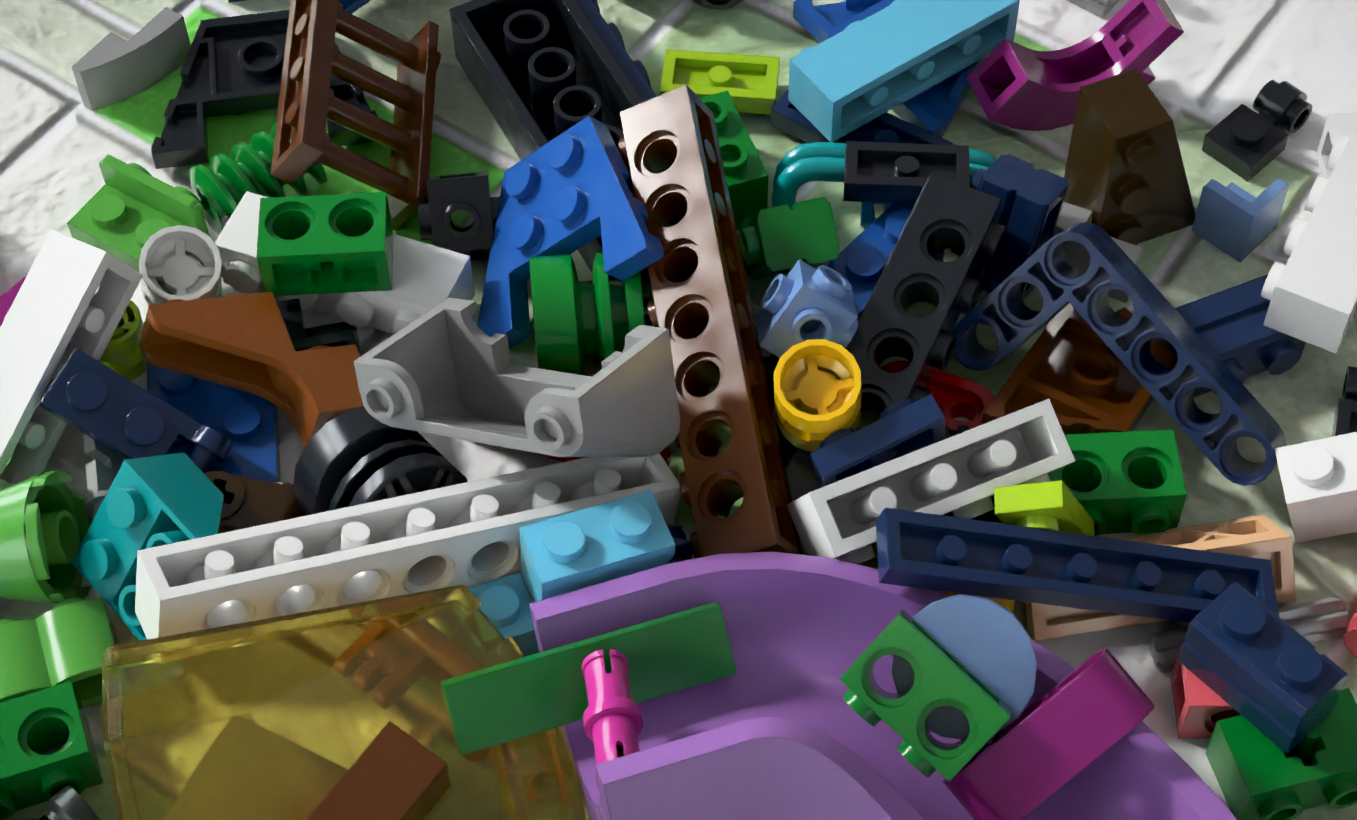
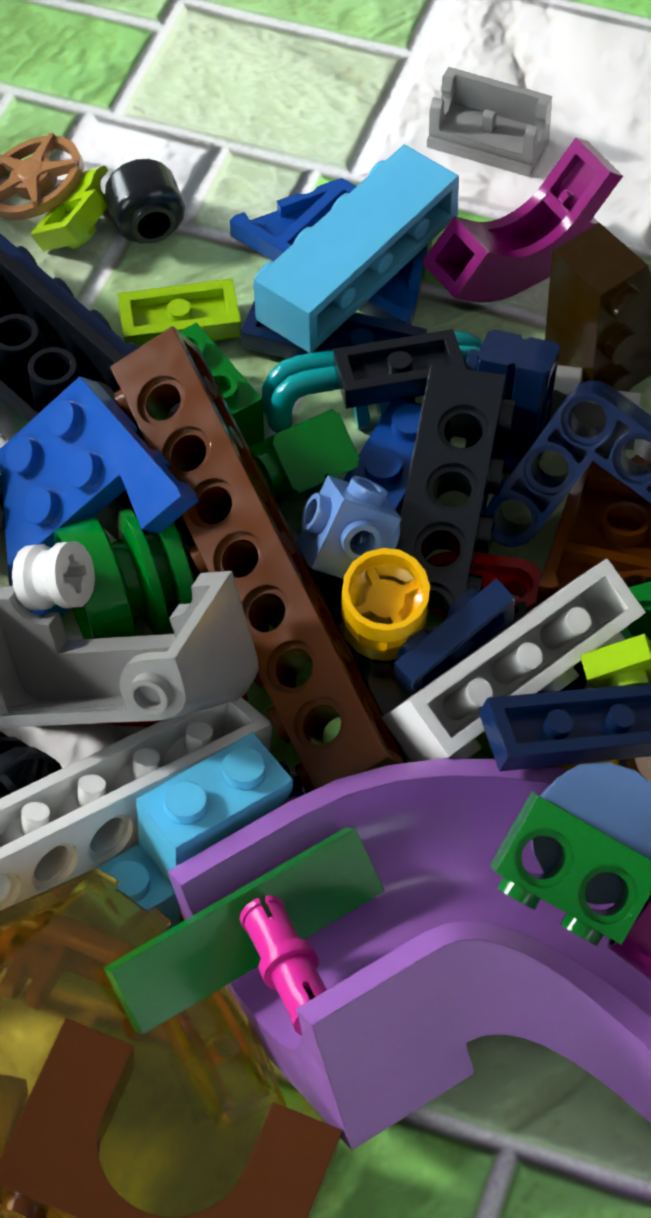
camera: 15 degrees left, 0 degrees up
(508, 298) = (53, 576): none -> white wheel

